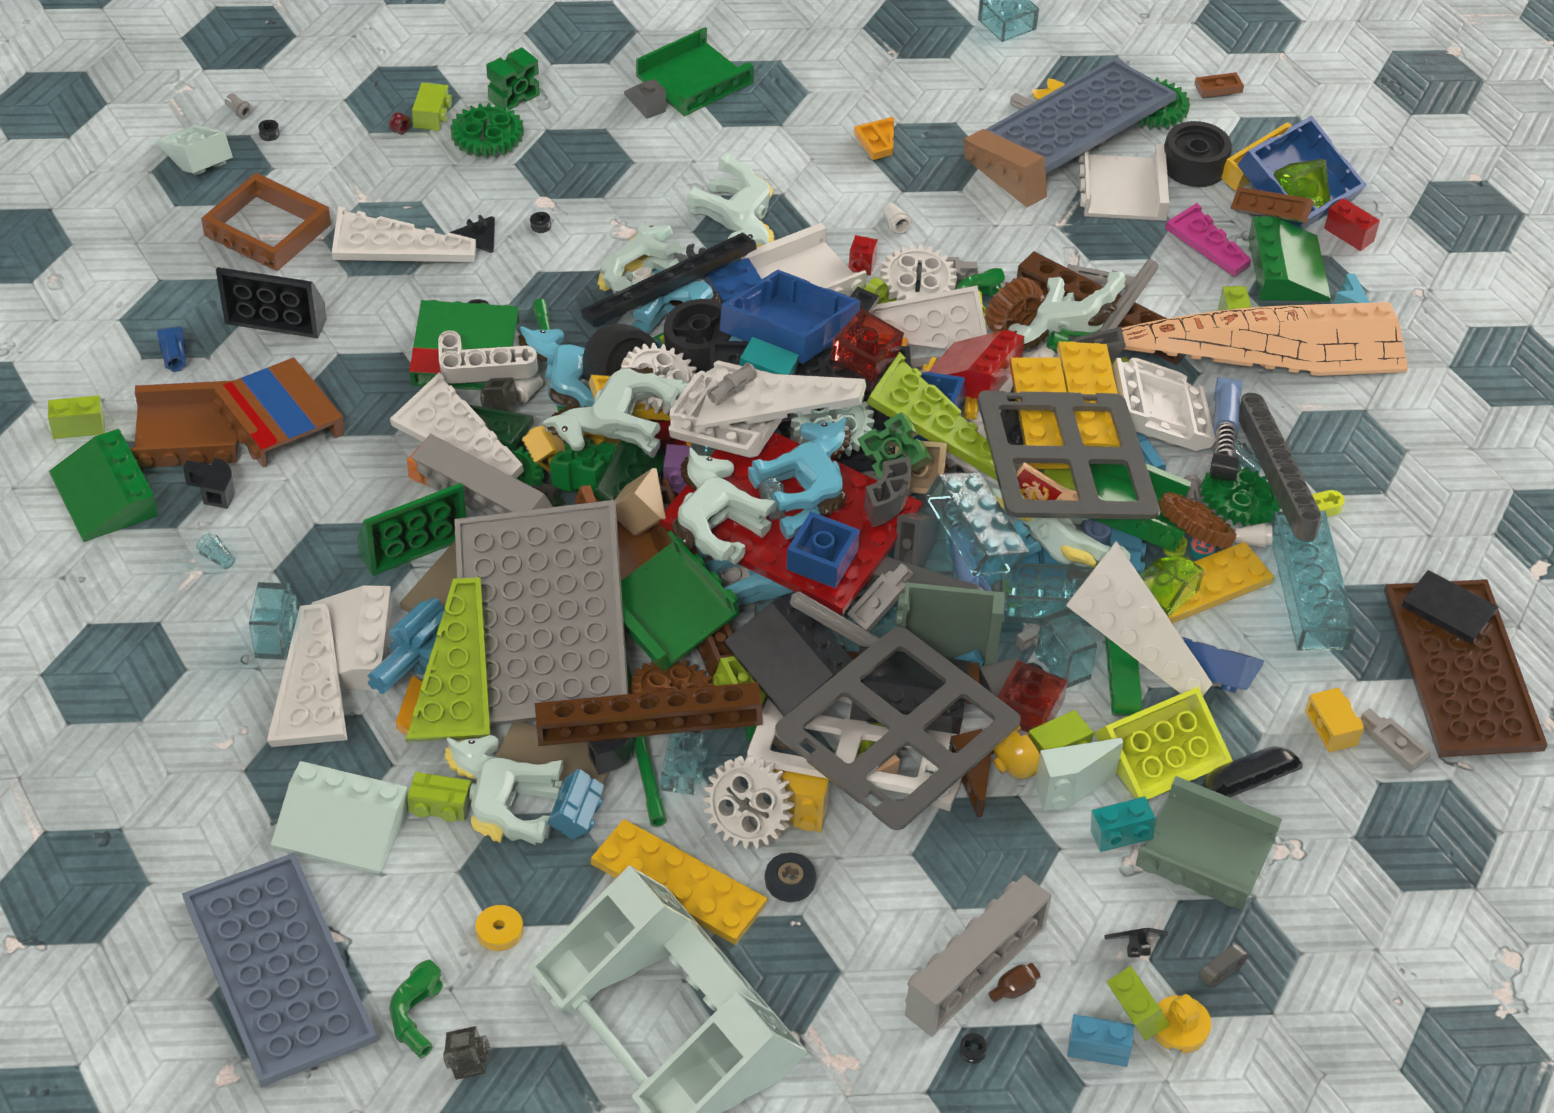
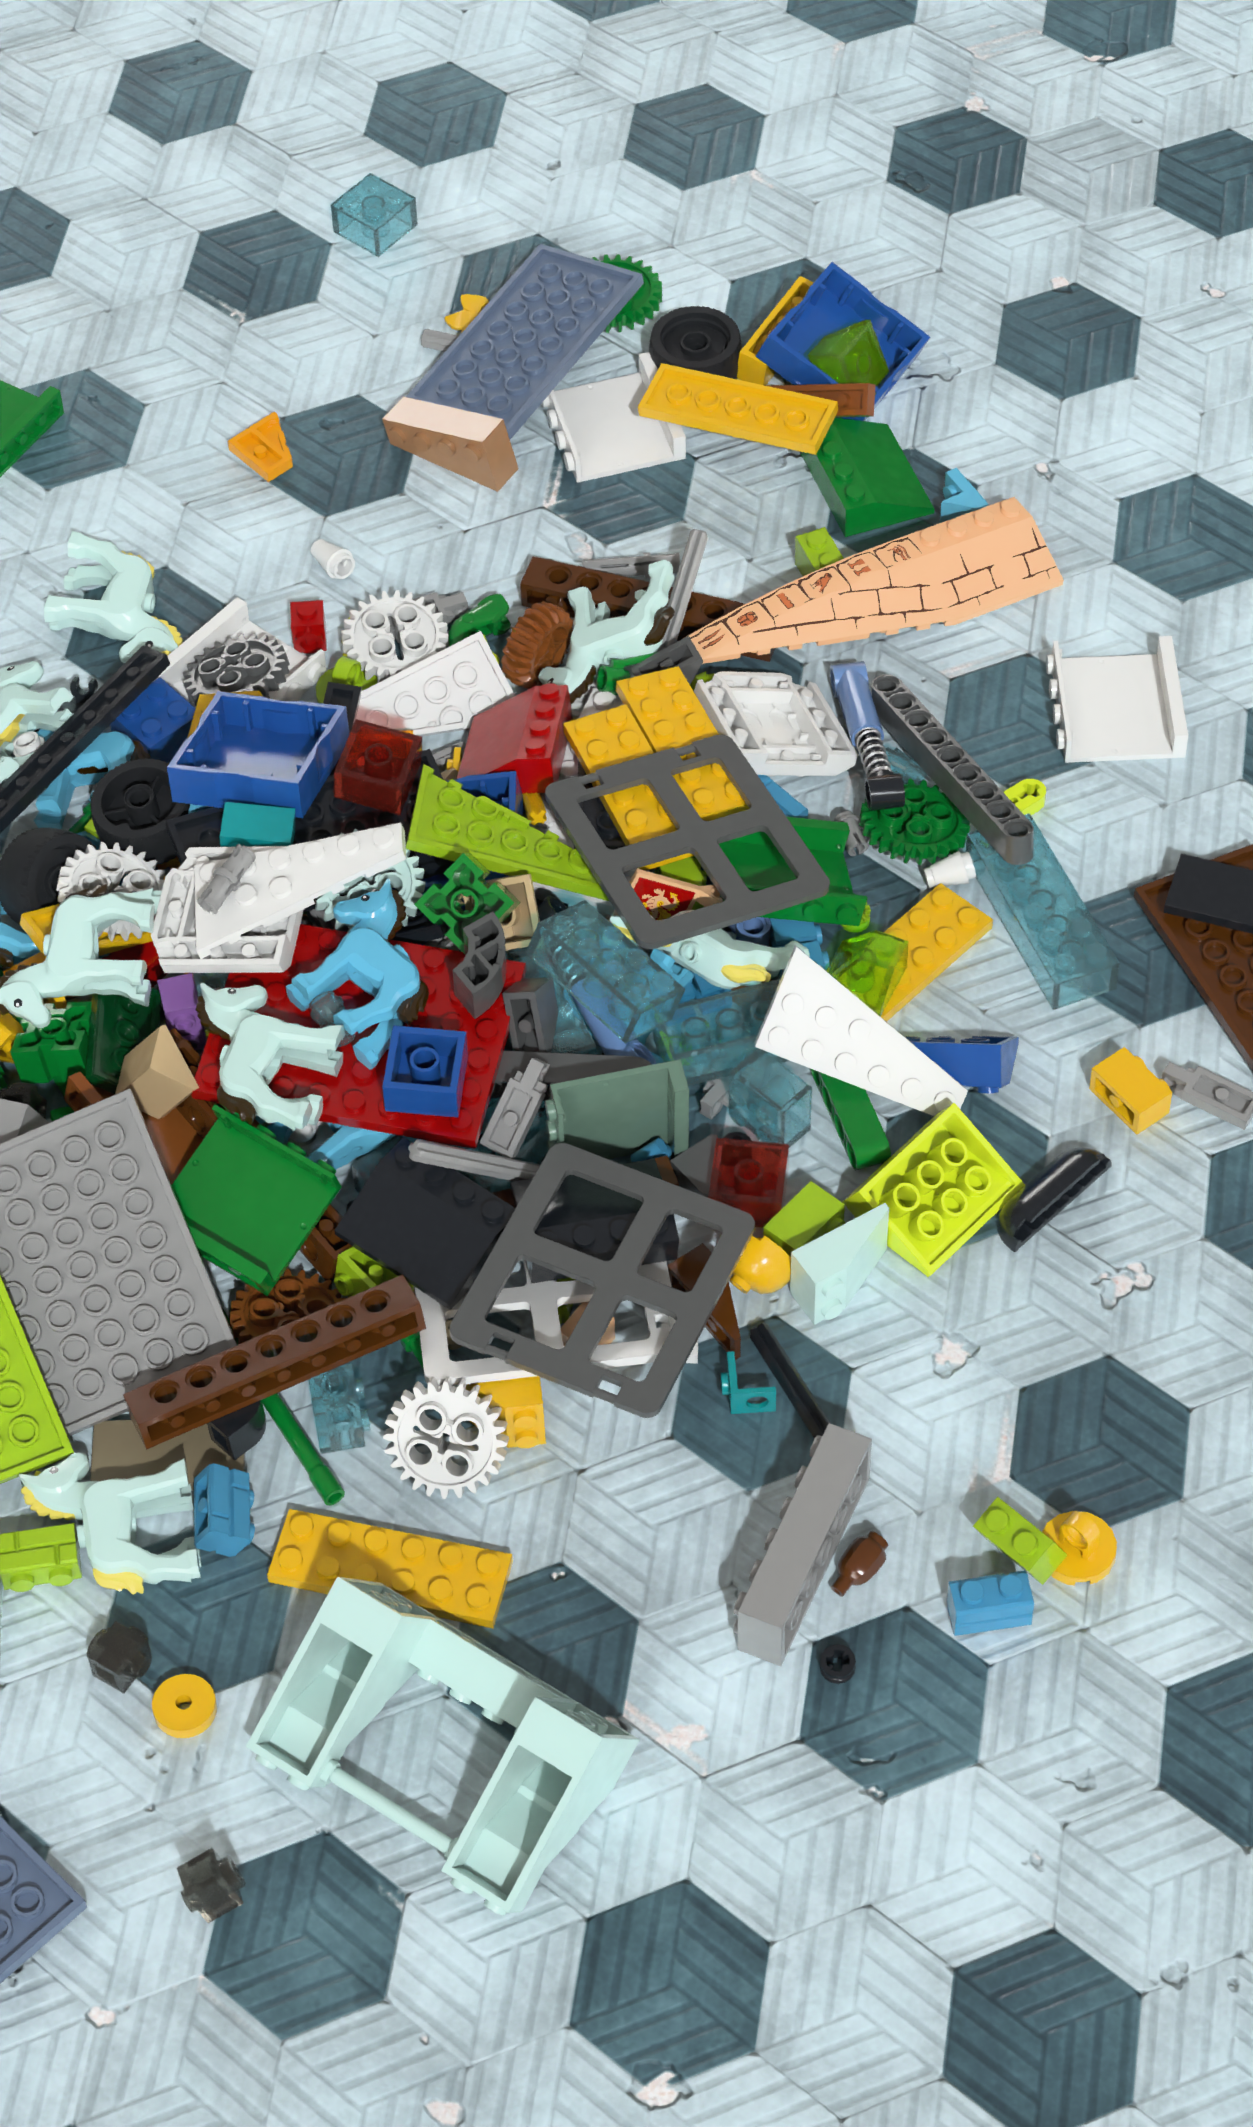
camera: 15 degrees left, 5 degrees up
(422, 983) = (116, 1812): green piece -> none
(467, 879) = (119, 1655): none -> clear smoke brick
(784, 888) = (530, 1499): black bush -> none
(811, 265) = (237, 667): none -> dark grey gear
(970, 840) = (739, 1397): none -> teal bracket
(1010, 838) = (789, 1379): none -> black axle
(1122, 824) = (920, 1313): teal brick -> none
(1137, 944) = (990, 1460): black piece -> none
(1197, 520) = (874, 874): dark orange gear -> none
(1199, 549) = (889, 907): tile -> none
(1203, 236) = (744, 469): dark pink wing -> none
(1209, 843) = (1032, 1302): sand green panel -> none
(1212, 194) = (738, 408): none -> yellow plate
(1219, 85) = (688, 241): dark orange plate -> none
(1223, 966) = (1105, 1457): dark grey beam -> none
(1352, 224) = (927, 397): red brick -> none
(1417, 461) = (1118, 705): none -> white panel

